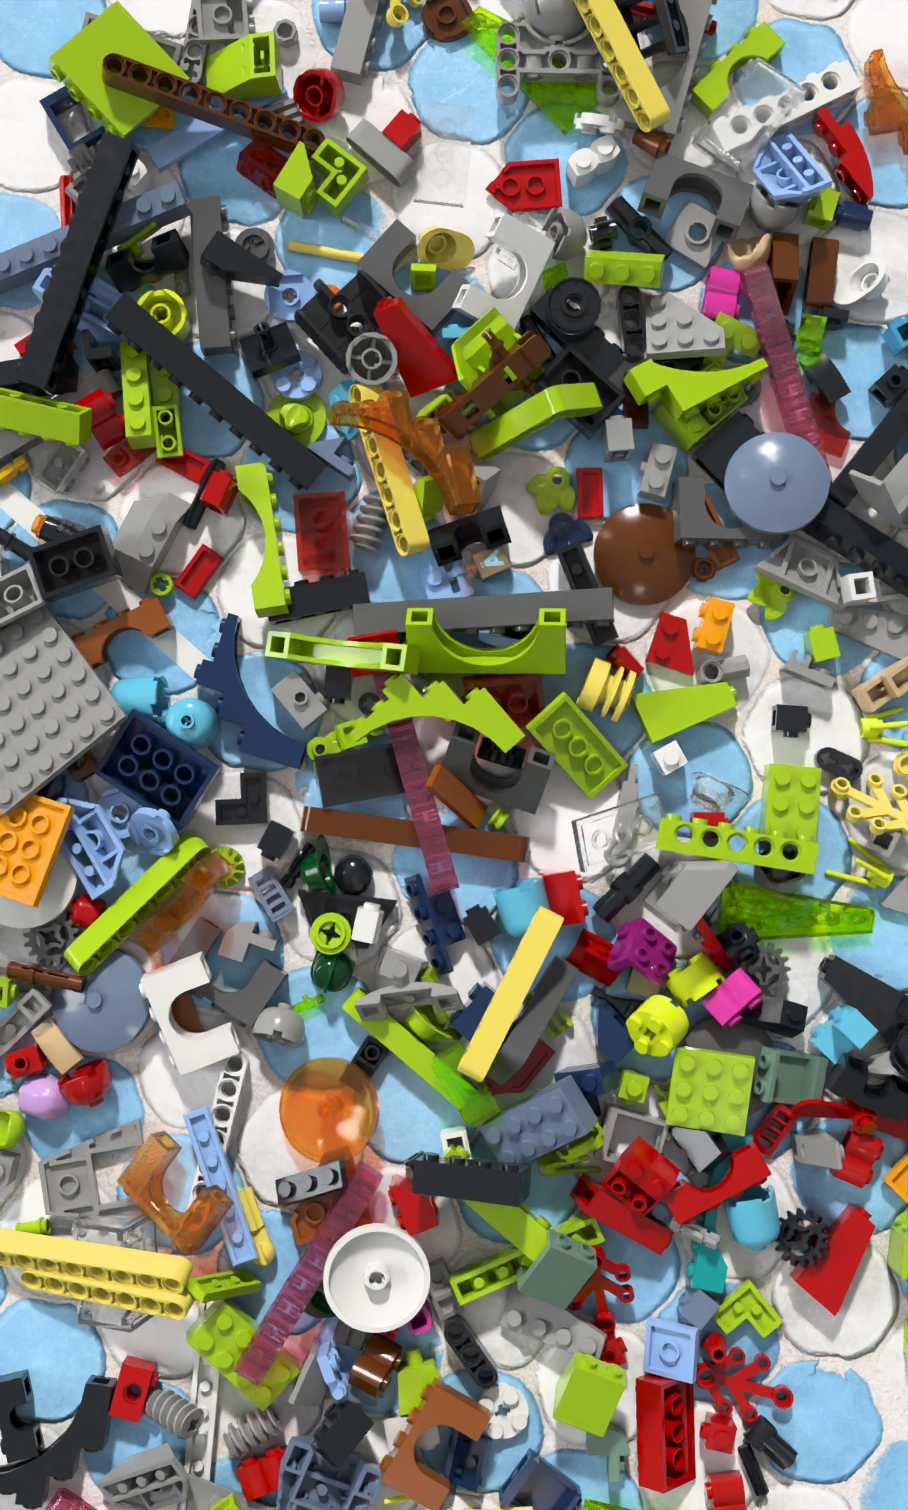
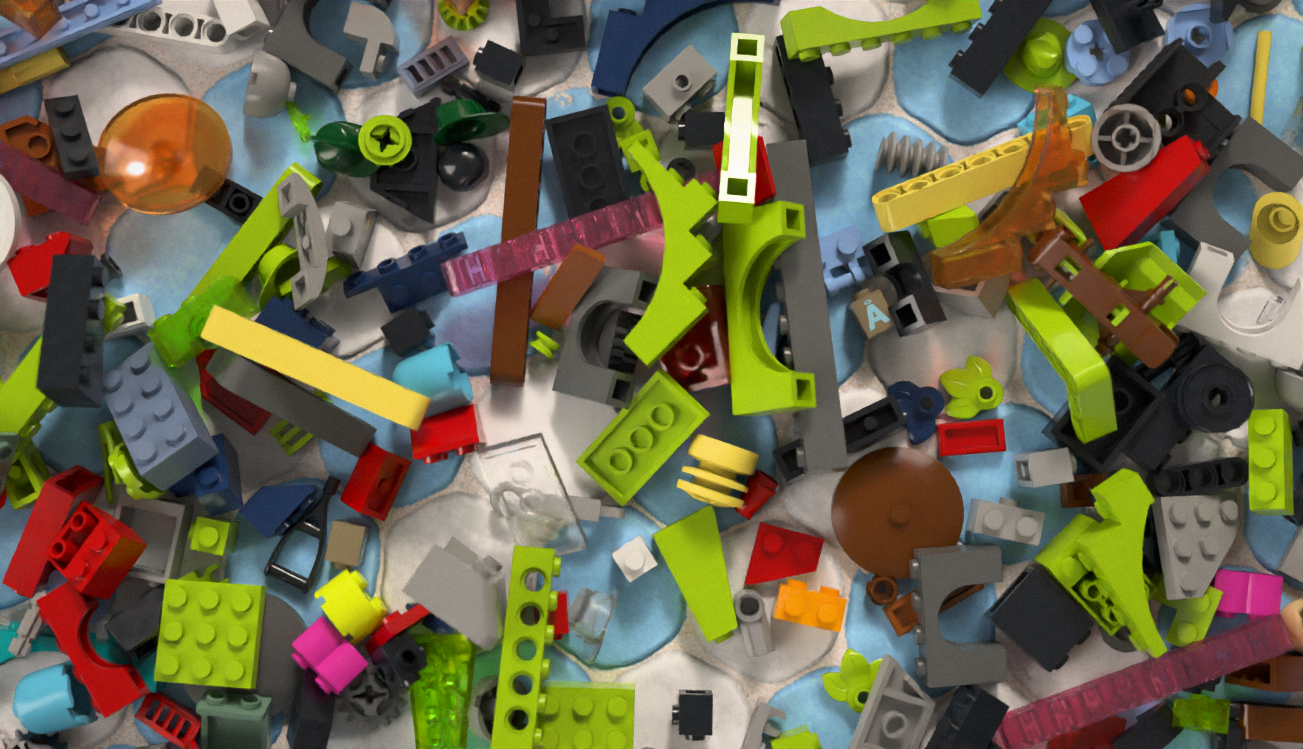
camera: 90 degrees right, 0 degrees up
(322, 533) = (895, 96): clear red brick -> none
(328, 453) = (999, 99): sand blue slope -> none
(368, 923) = (397, 183): white brick -> none
(423, 276) = (1238, 204): lime plate -> none
(553, 275) = (1256, 372): clear neon green slope -> none
(626, 887) = (465, 513): black piece -> none
(644, 949) = (384, 539): magenta bracket -> none
(657, 1026) = (287, 561): neon yellow brick -> none
(776, 483) = (1001, 678): sand blue dish -> none

